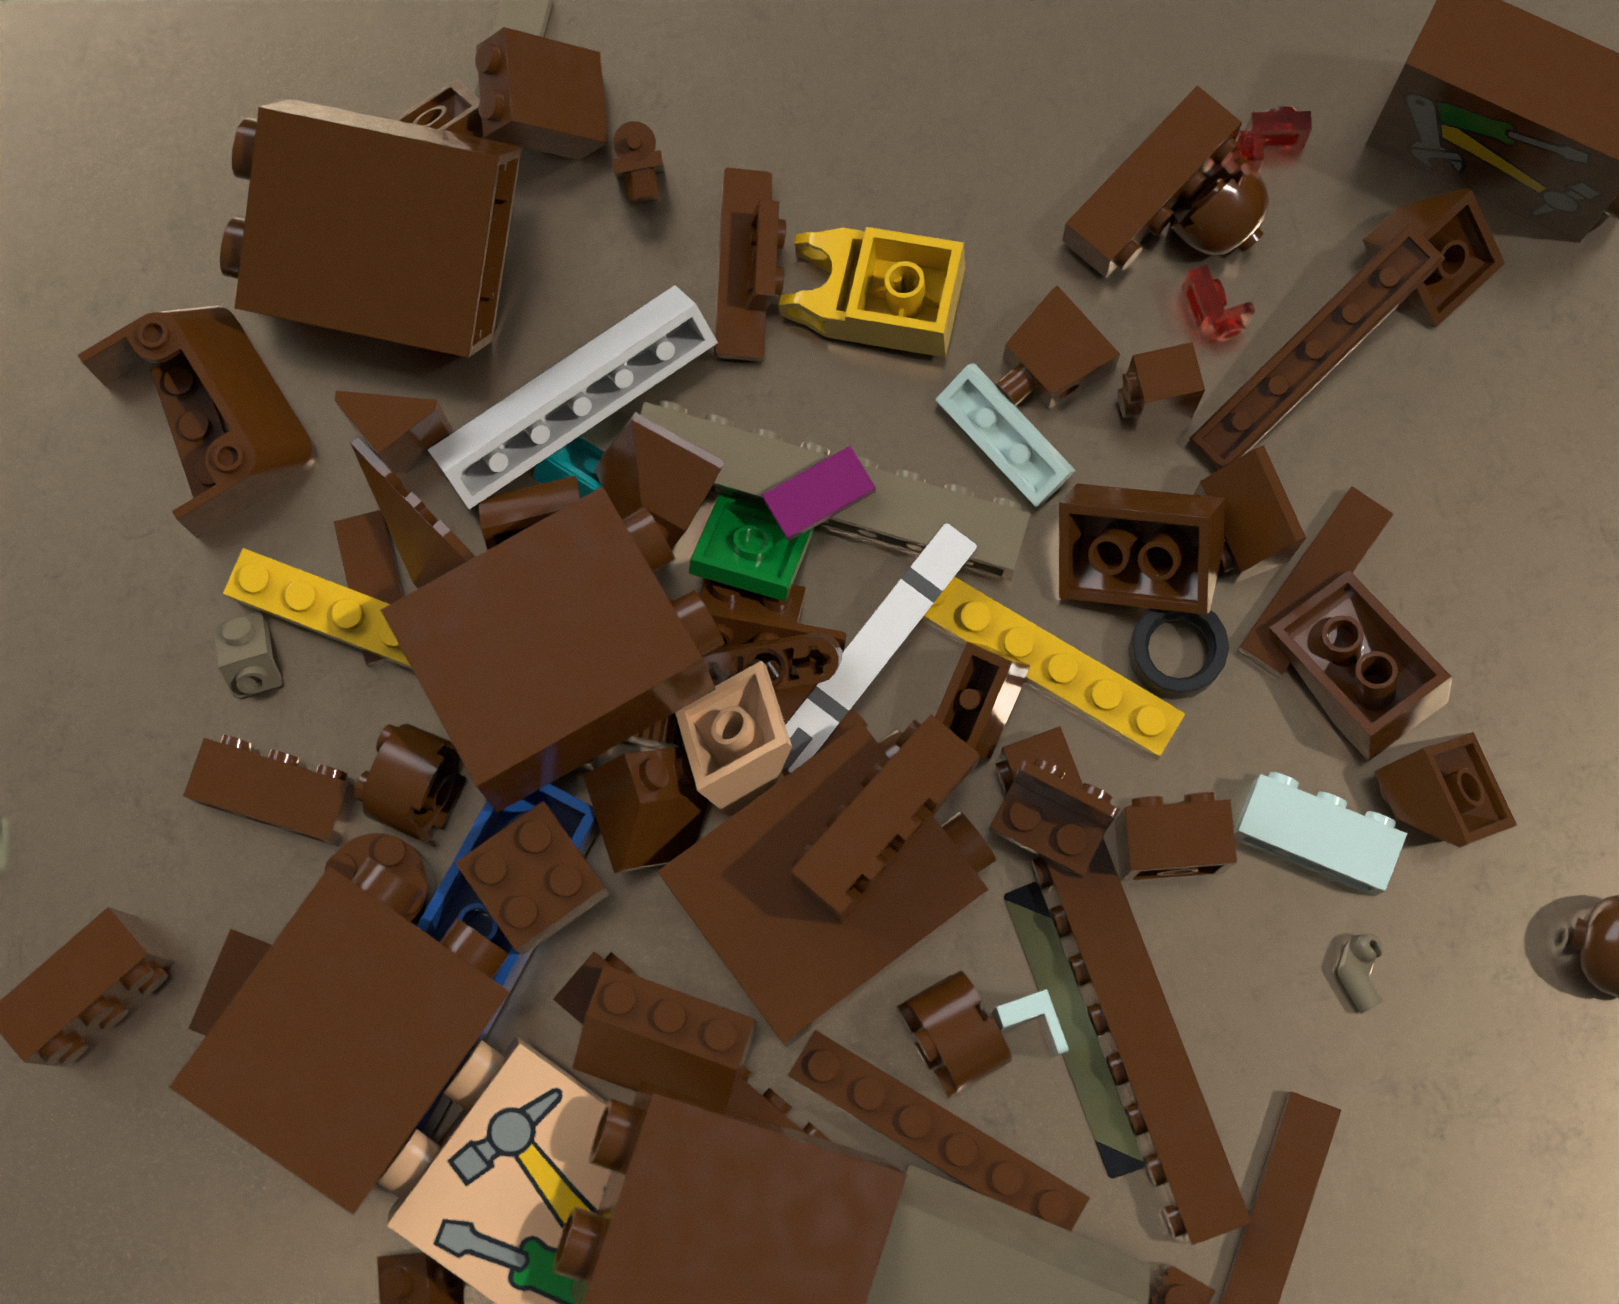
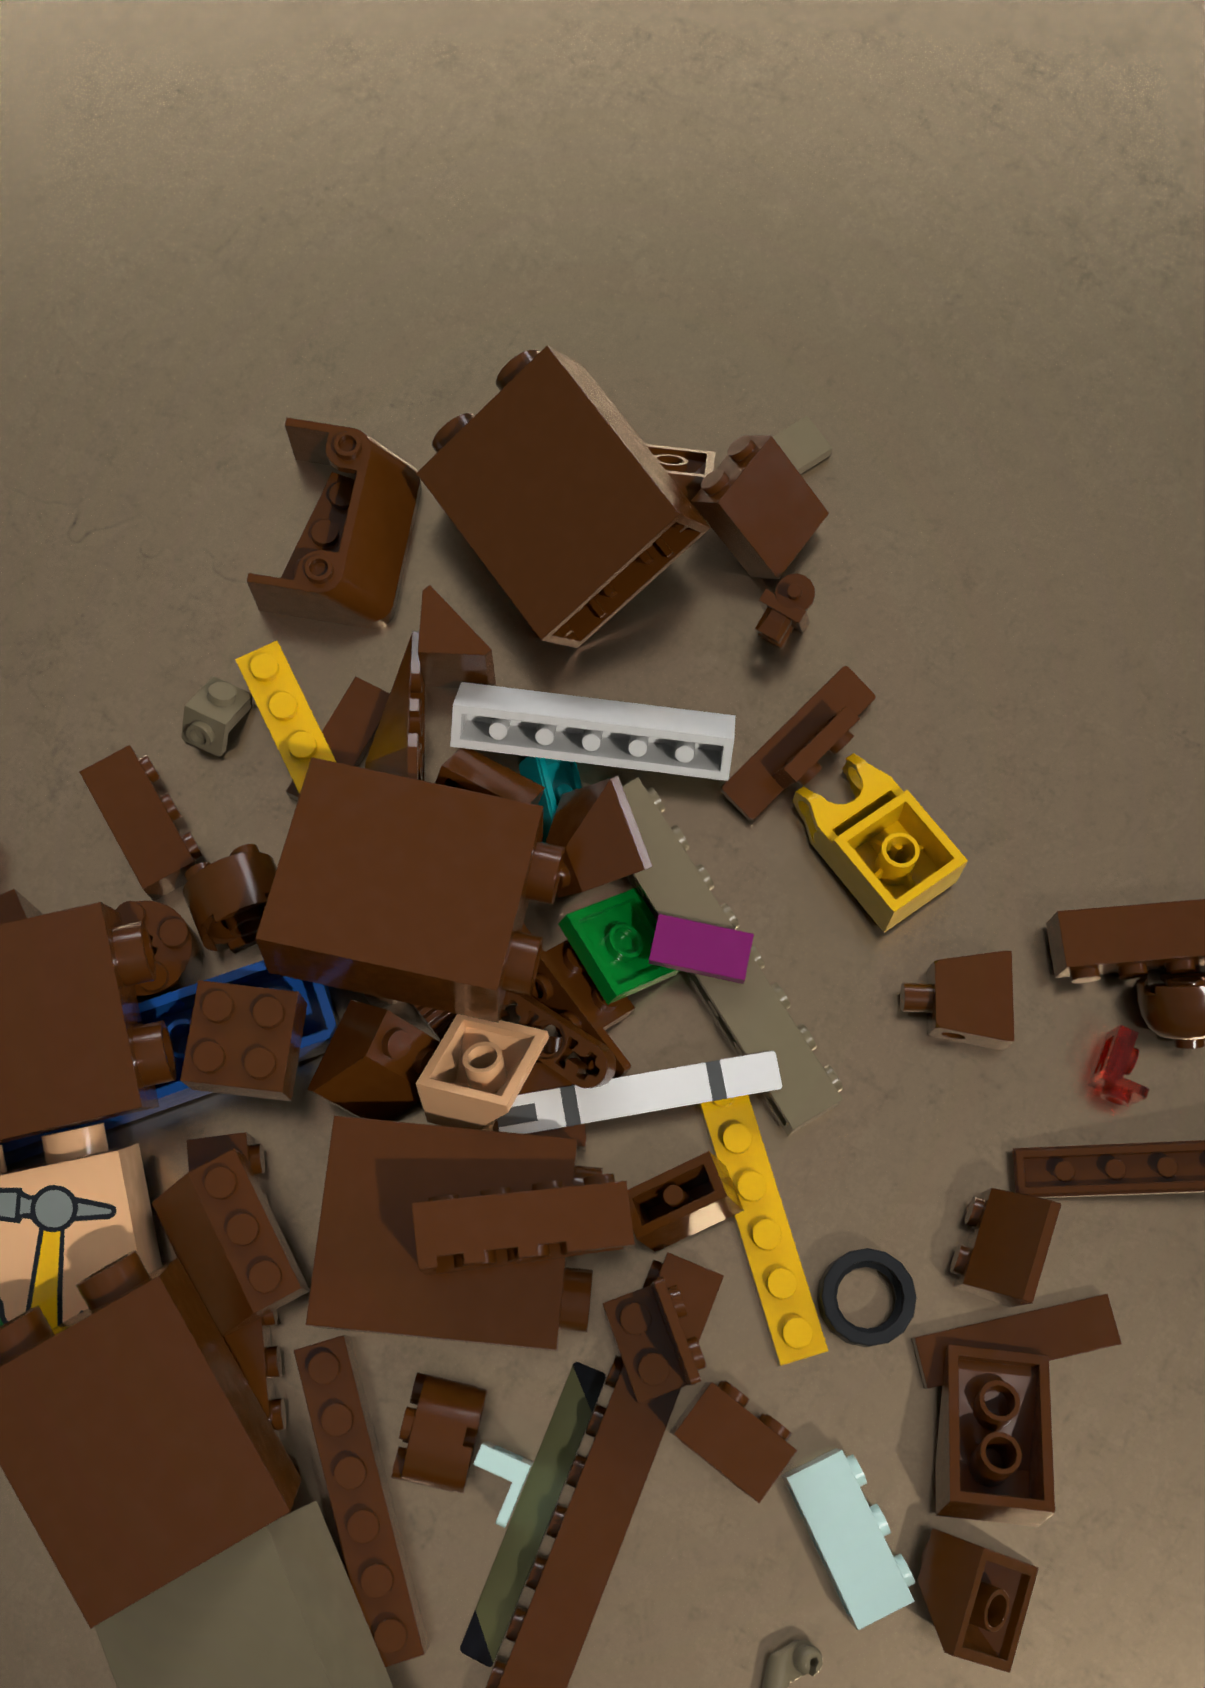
camera: 35 degrees right, 5 degrees down
(1005, 435) = (877, 1026): light aqua plate -> none
(1140, 547) = (903, 1197): reddish brown slope -> none
(1161, 387) = (1024, 1092): reddish brown brick -> none

